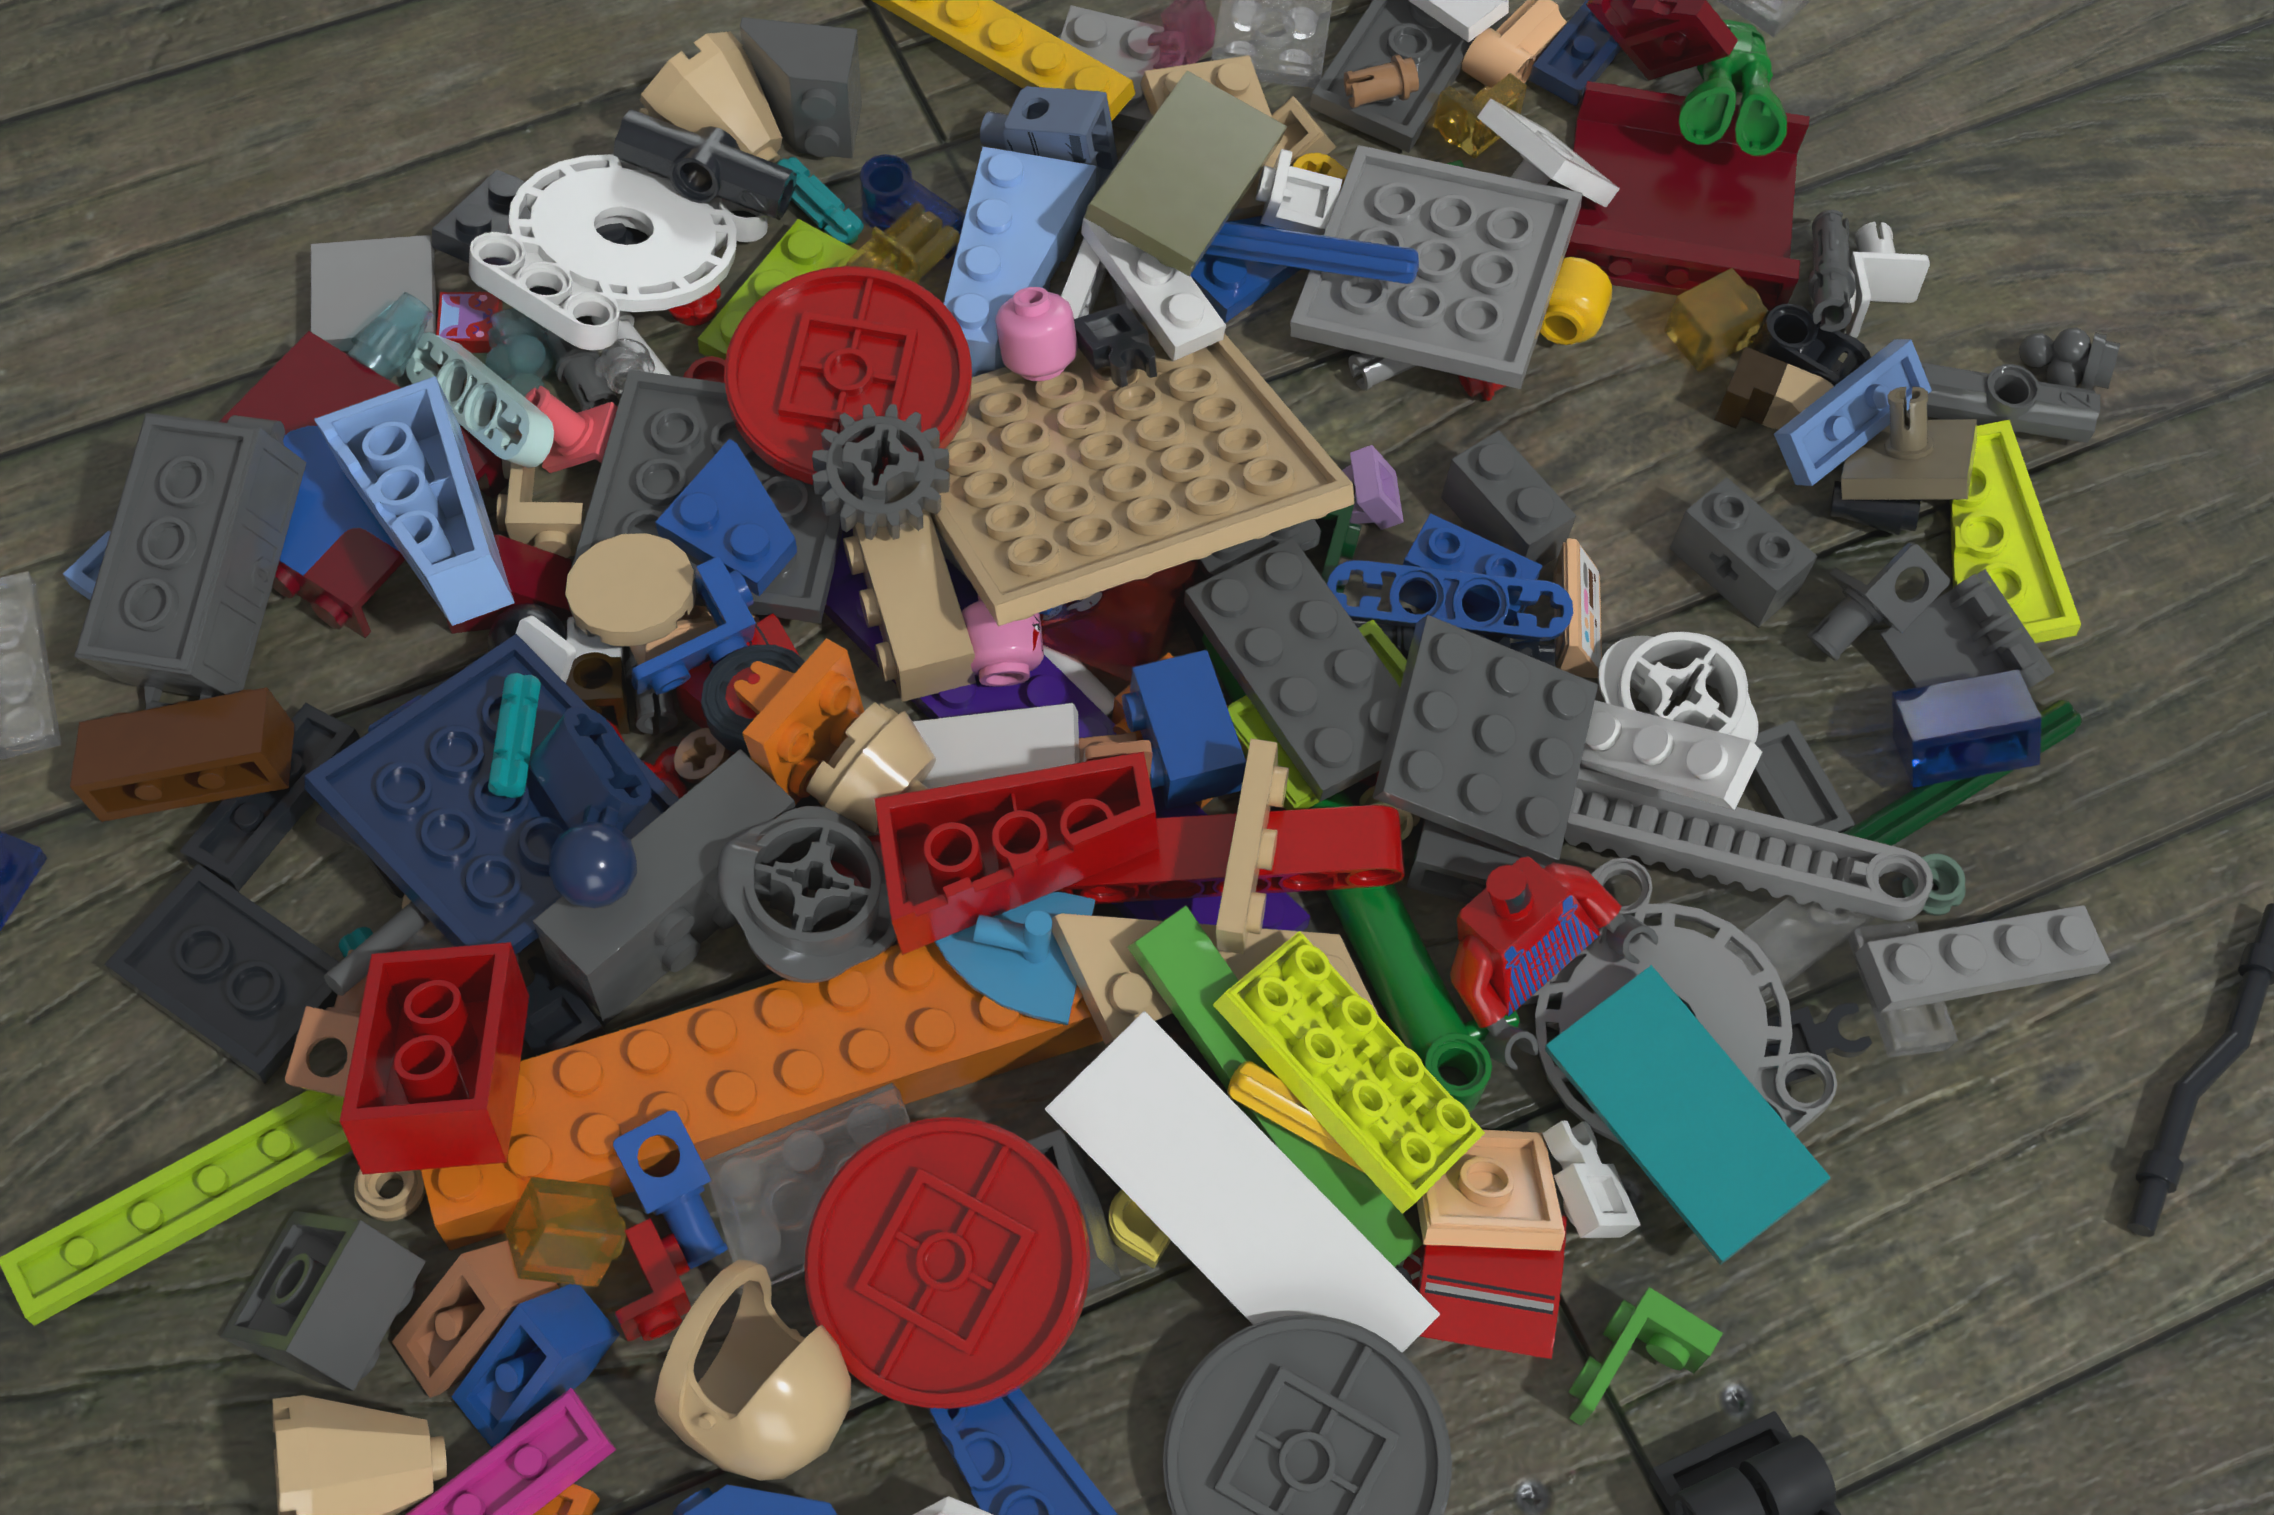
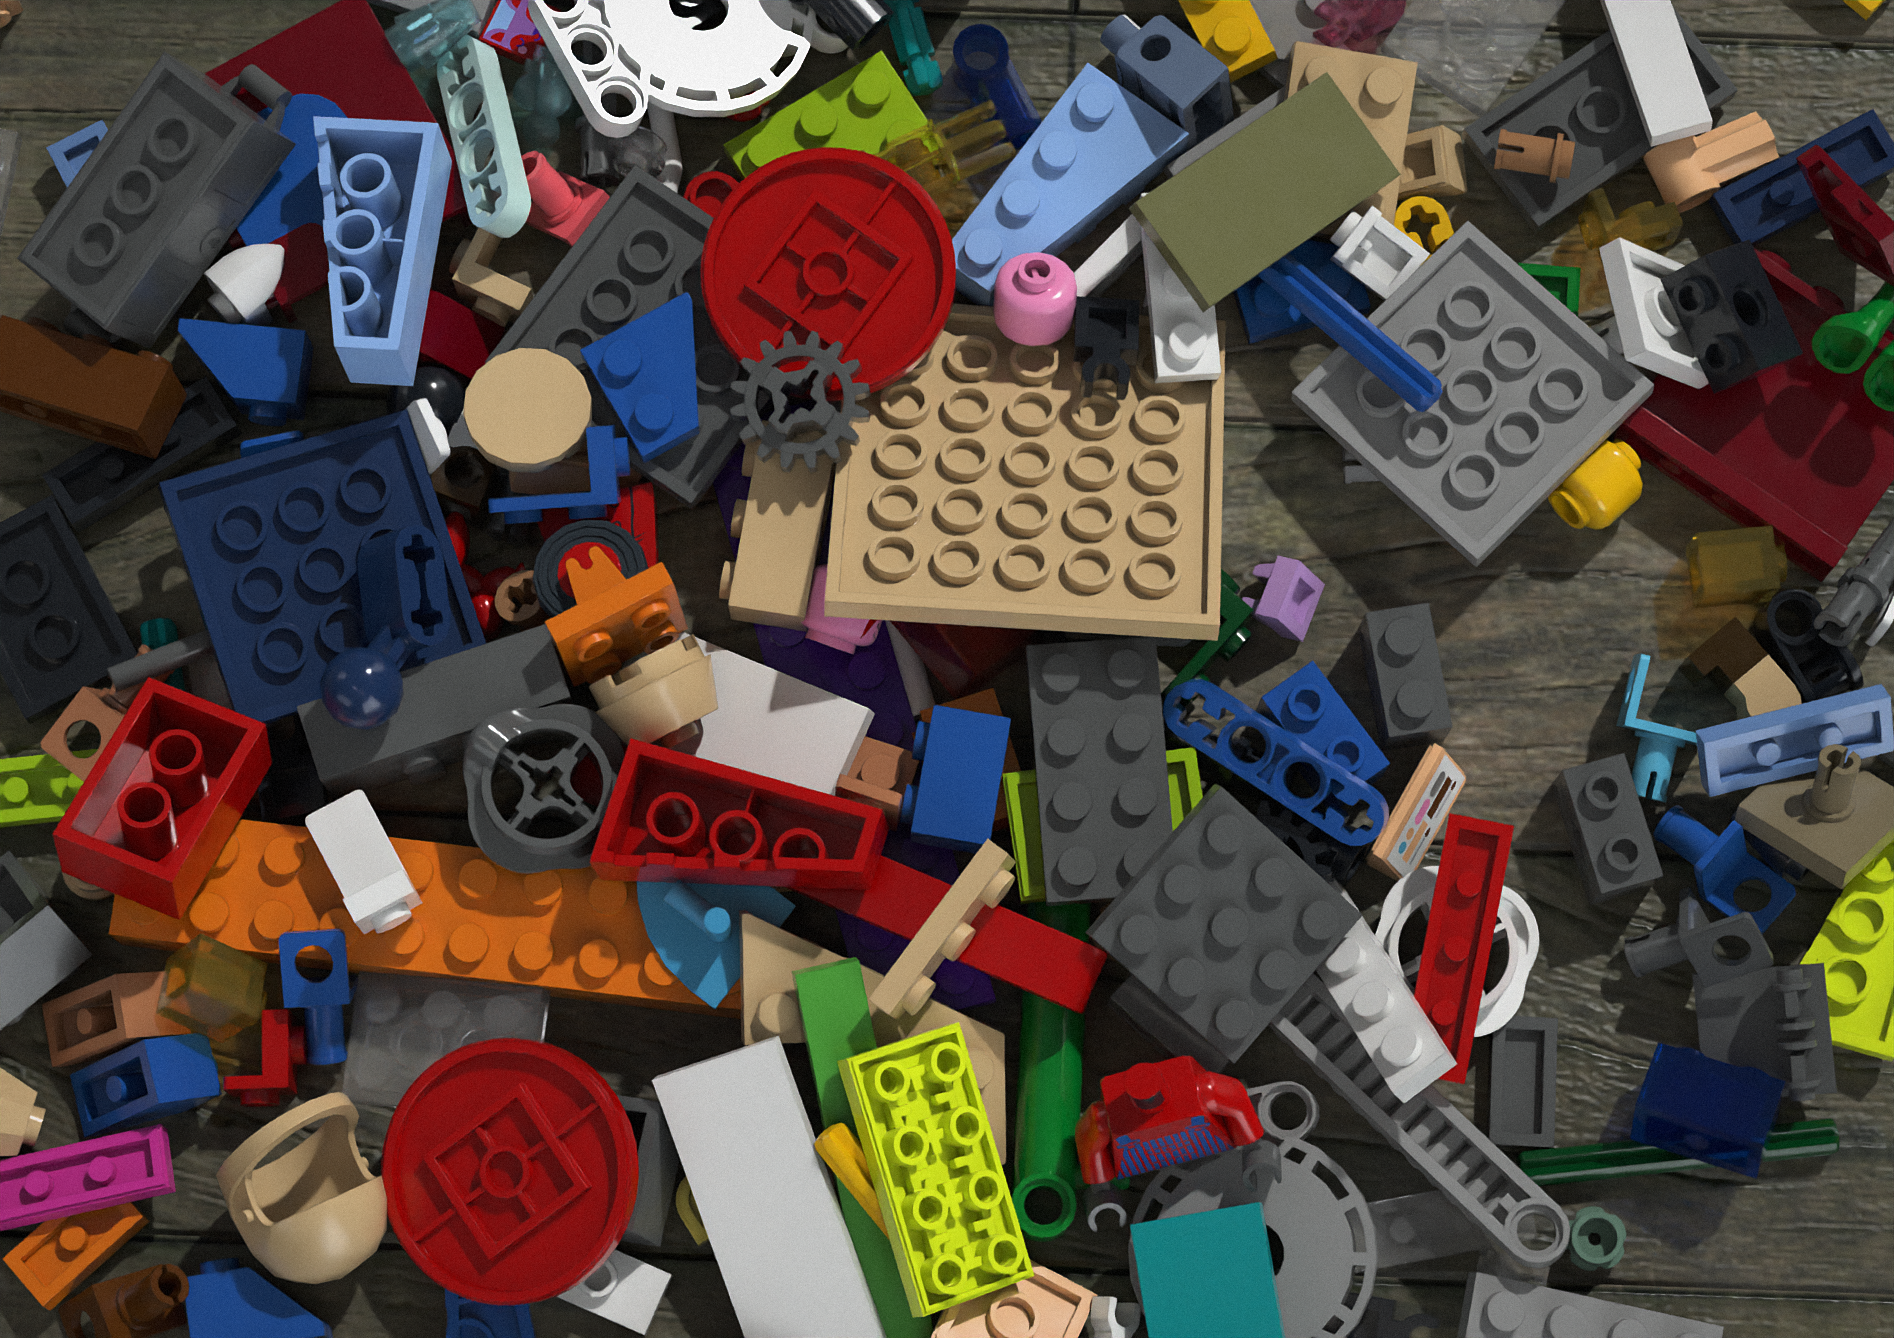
camera: 30 degrees right, 15 degrees up
(306, 611) = (245, 282): none -> white plate
(344, 674) = (255, 366): none -> blue slope
(514, 735) = (358, 517): teal axle -> none
(667, 1036) = (363, 863): none -> white bracket
(1104, 1344) = (622, 1292): none -> white plate
(1605, 132) = (1731, 316): none -> black brick
(1683, 651) = (1462, 932): none -> red plate
(1737, 464) = (1657, 741): none -> medium azure bracket
(1847, 543) = (1722, 865): none -> blue bracket

